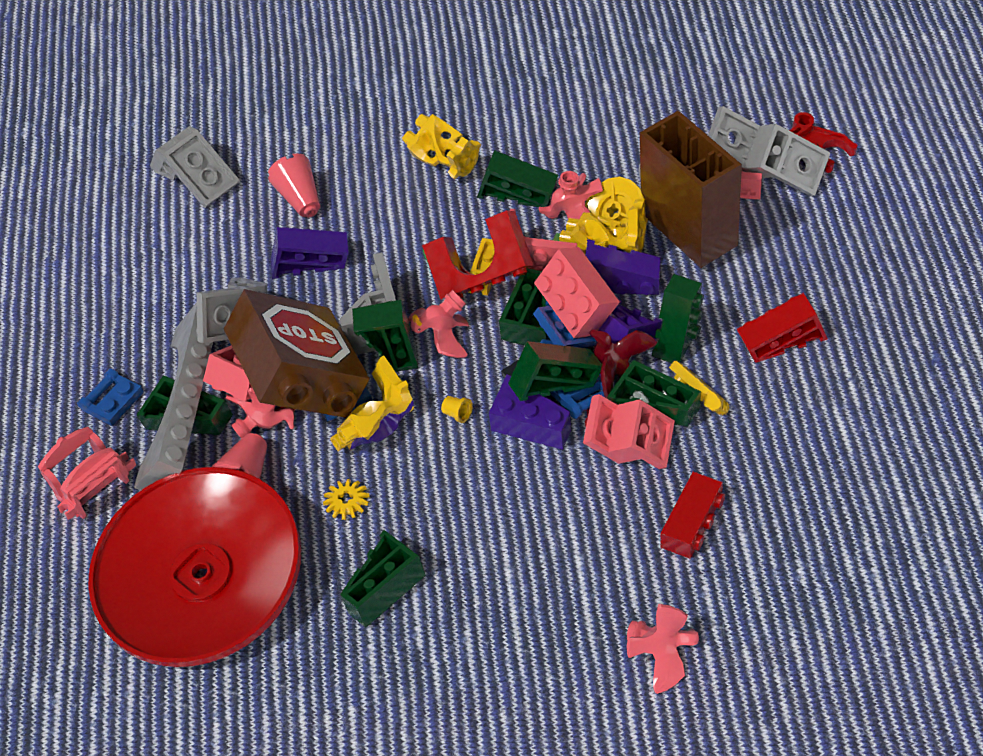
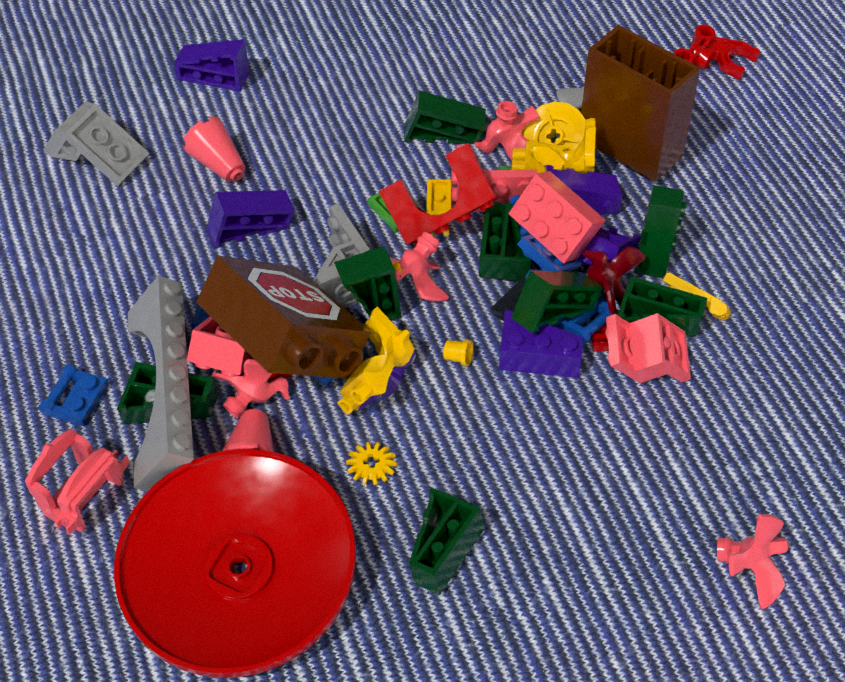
camera: 20 degrees left, 0 degrees up
(217, 305) = (187, 279): light grey bracket -> none
(322, 101) = (214, 64): none -> dark purple wedge
(460, 156) = (342, 89): yellow hips -> none
(692, 515) = (736, 422): red brick -> none
(770, 150) = (705, 55): light grey bracket -> none
(782, 328) = (757, 227): red wedge -> none

